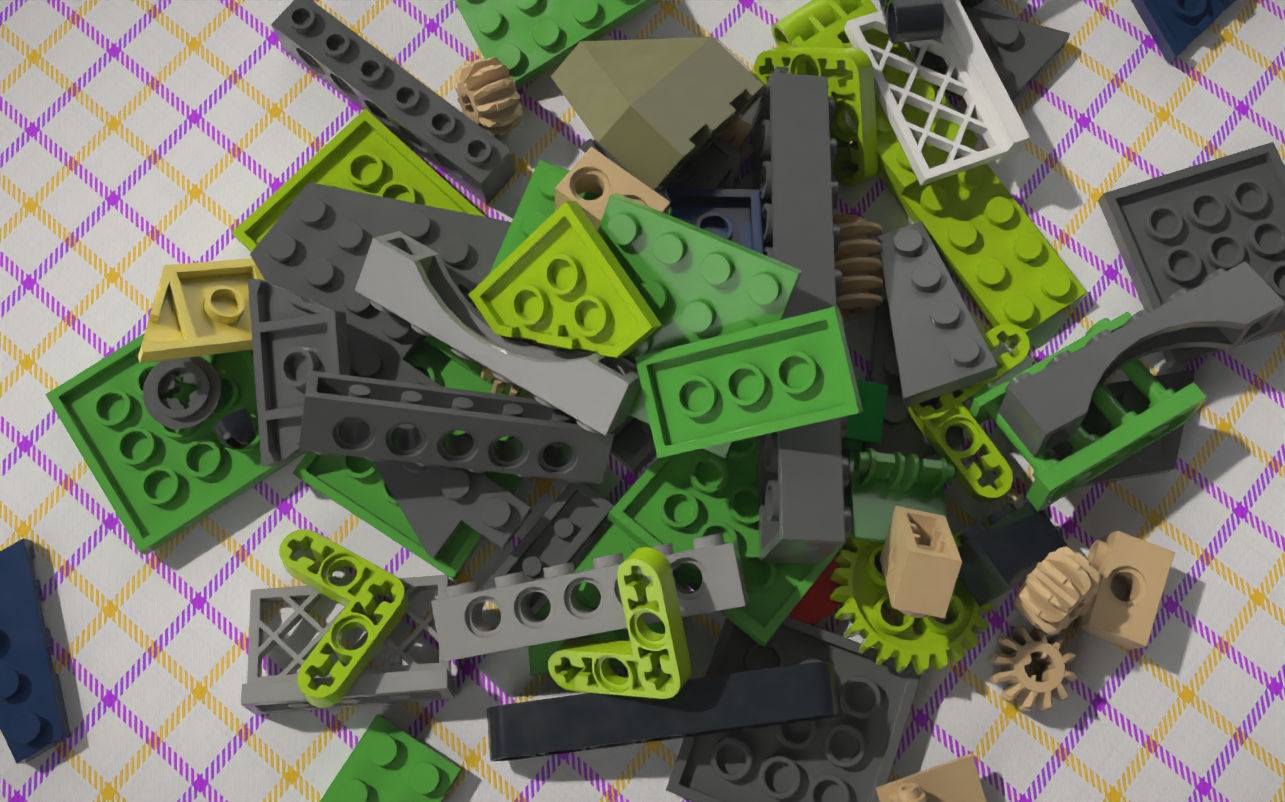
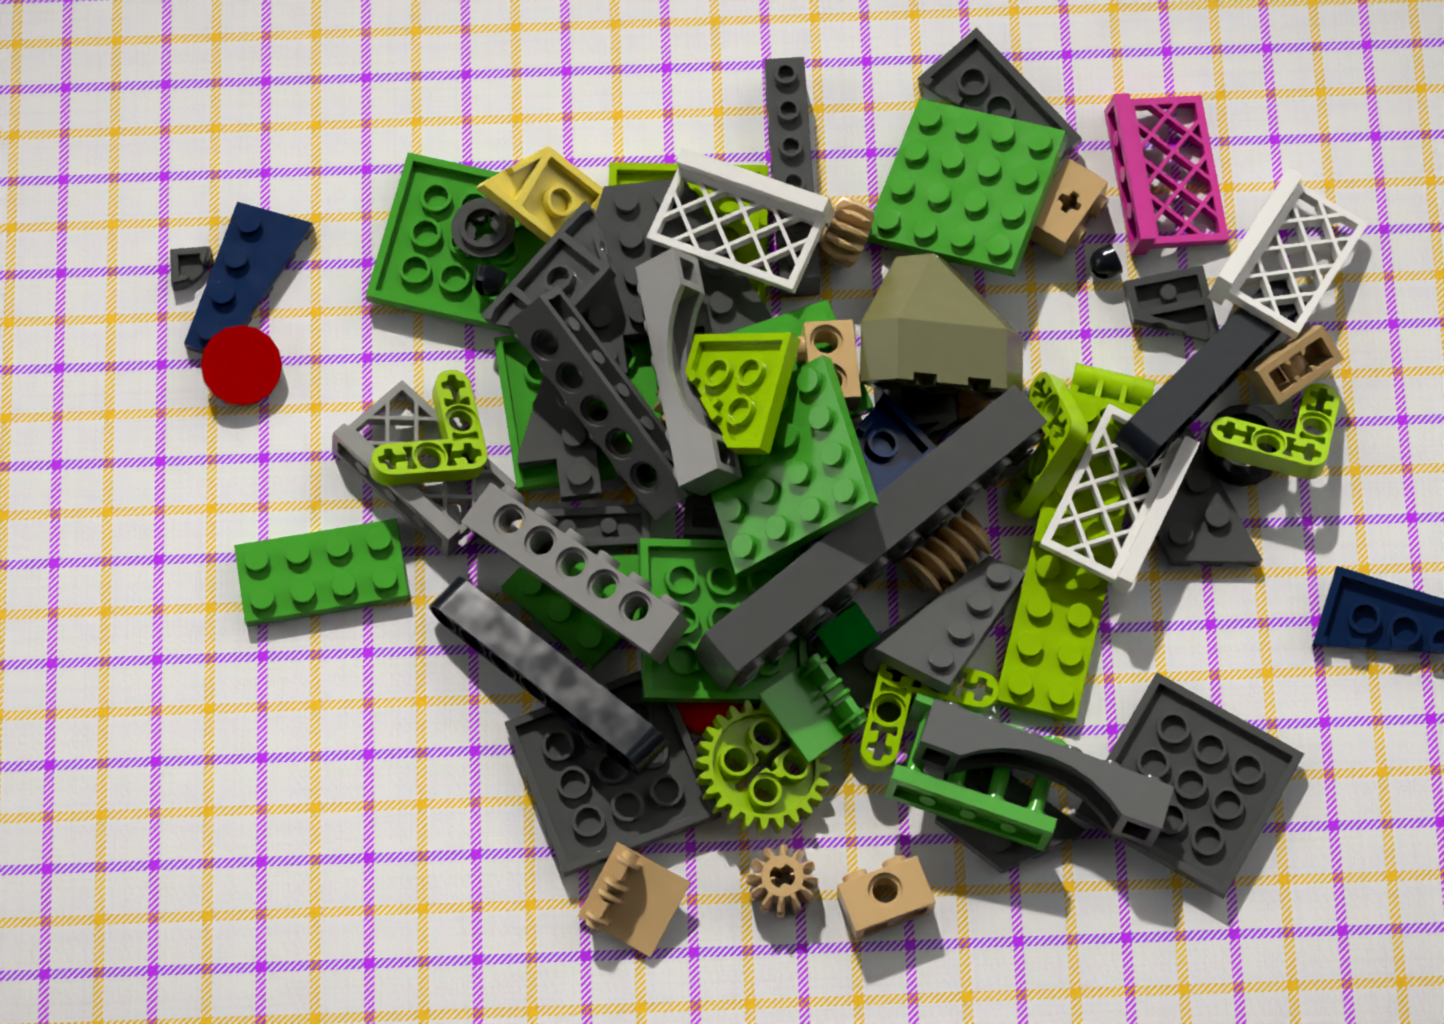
camera: 50 degrees right, 5 degrees down
(90, 729) = (241, 365): none -> red tile
(388, 126) = (752, 188): none -> white fence
(645, 646) = (566, 639): lime beam -> none
(749, 383) = (780, 533): bright green plate -> none
(920, 563) = (771, 733): tan brick -> none
(1005, 552) = (839, 799): black brick -> none
(1058, 590) = (838, 842): tan gear -> none

